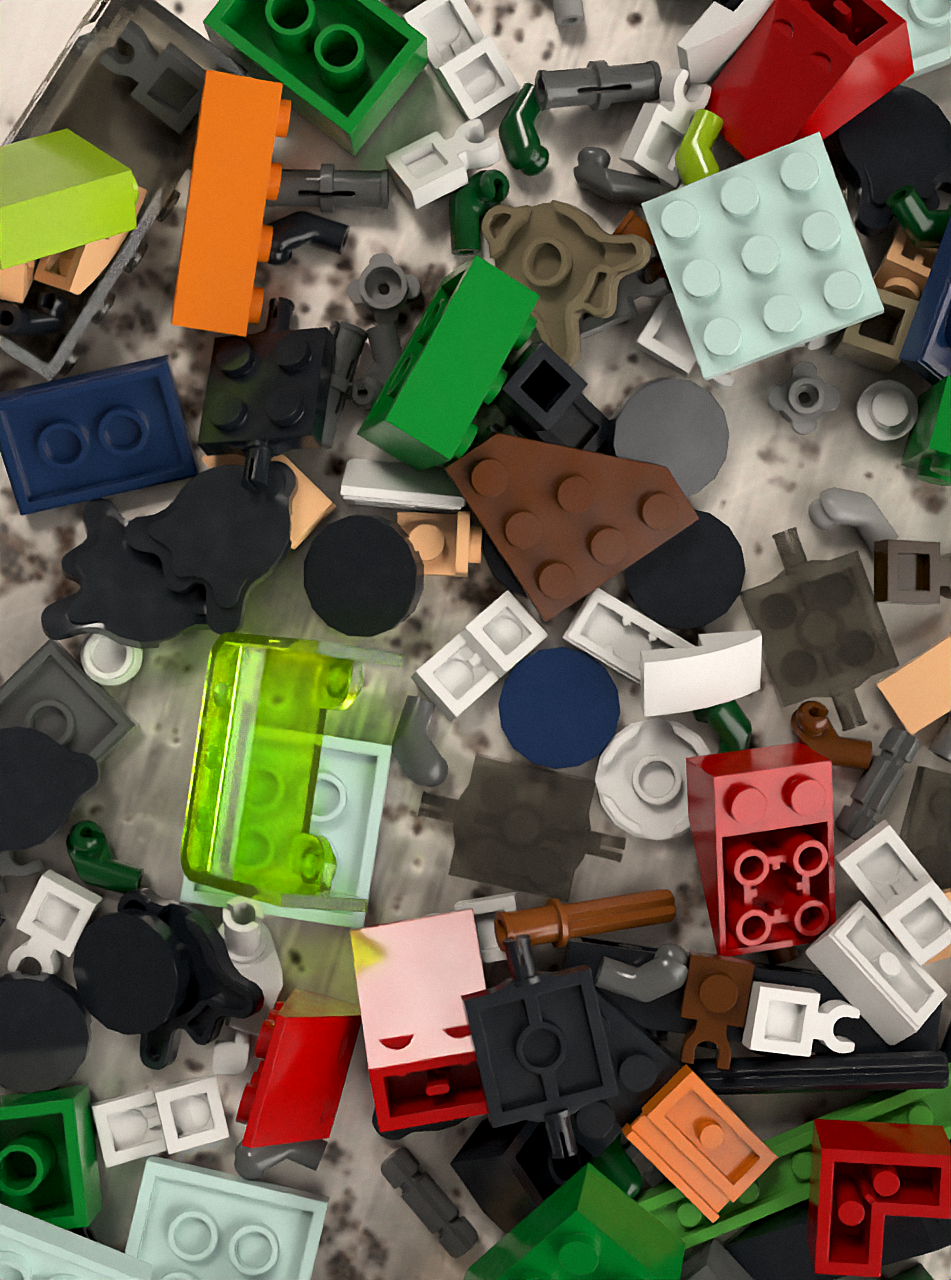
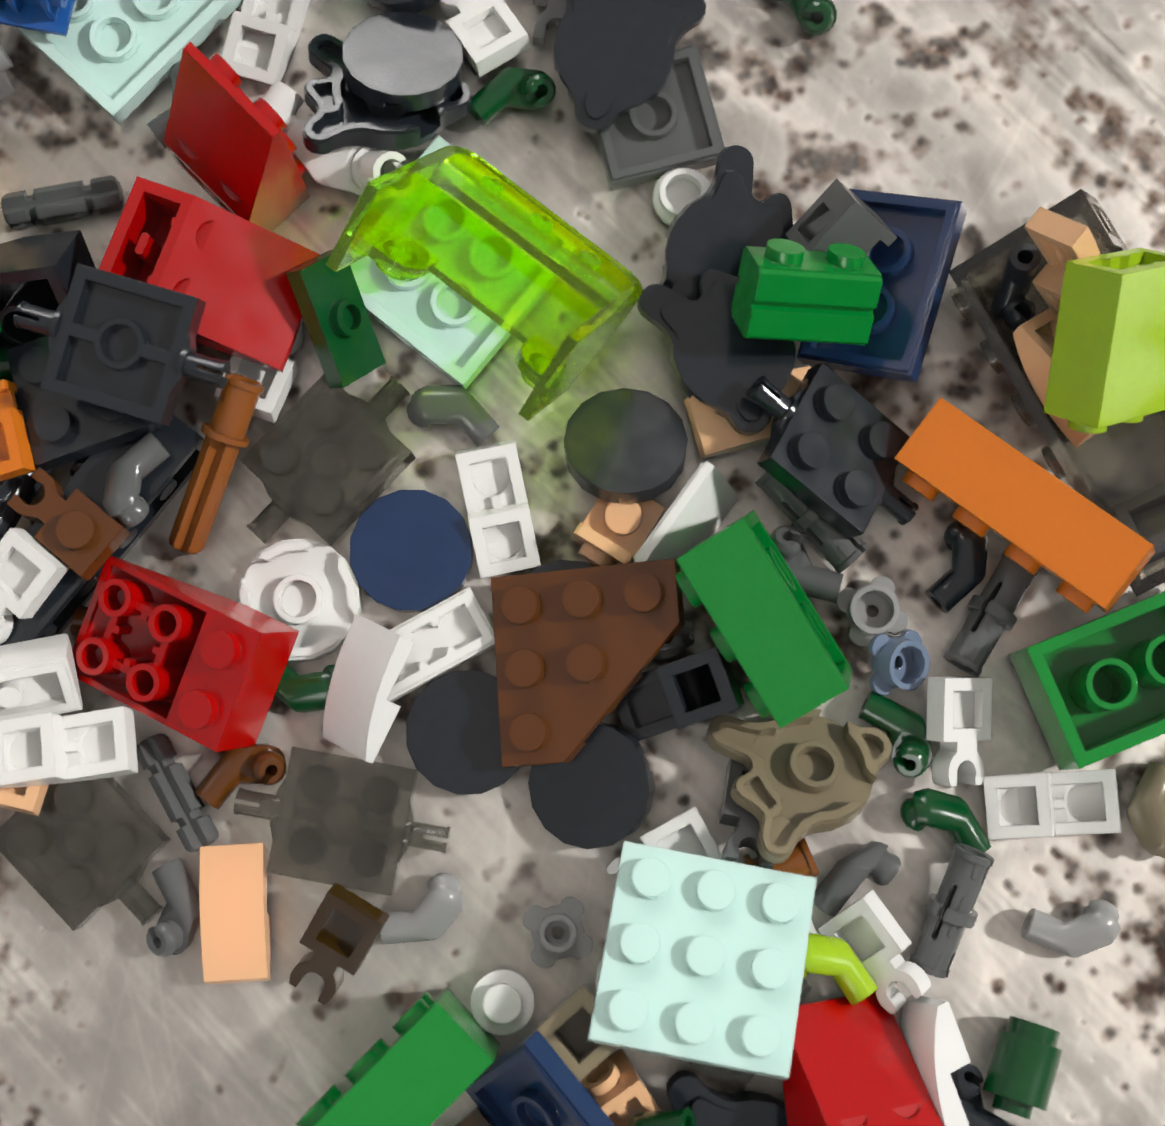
camera: 125 degrees right, 5 degrees down
(75, 494) = (840, 218): none -> dark grey brick
(149, 485) = (806, 293): none -> green brick
(399, 888) = (336, 320): none -> dark green plate
(416, 241) = (910, 666): none -> sand blue plate

